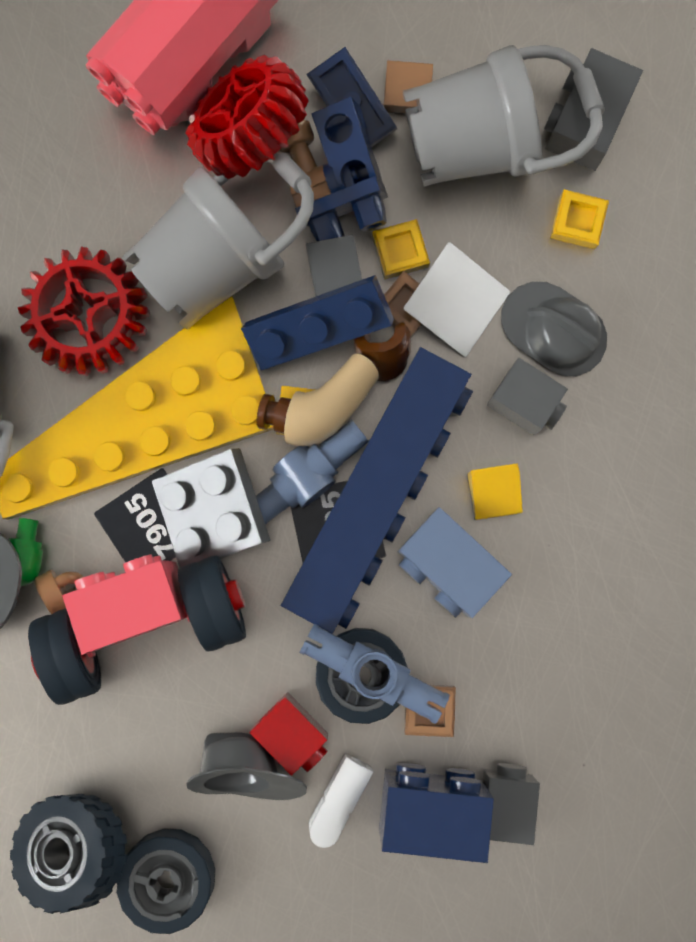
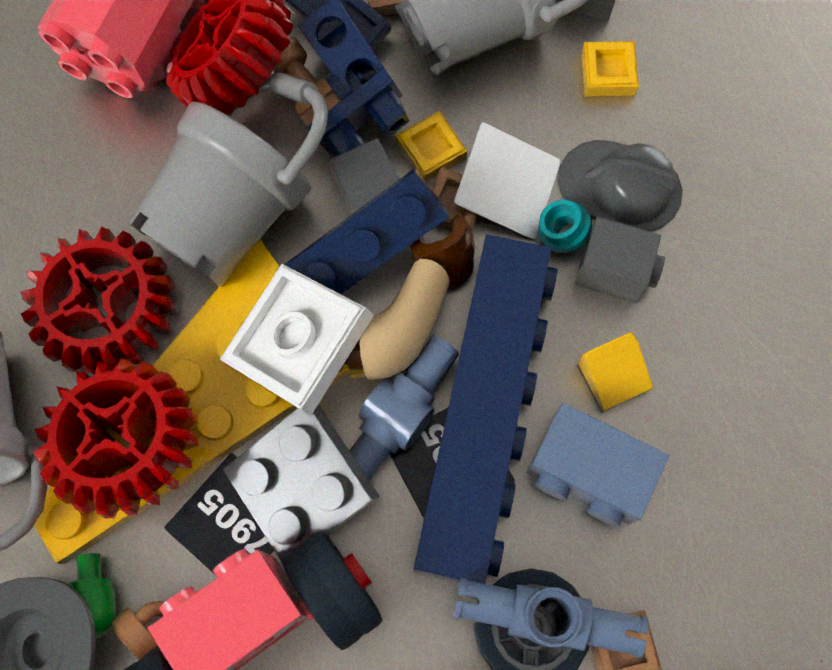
camera: 15 degrees left, 10 degrees down
(37, 452) = (137, 399): none -> red gear
(237, 394) = (297, 338): none -> white tile
(484, 345) = (558, 215): none -> teal plate

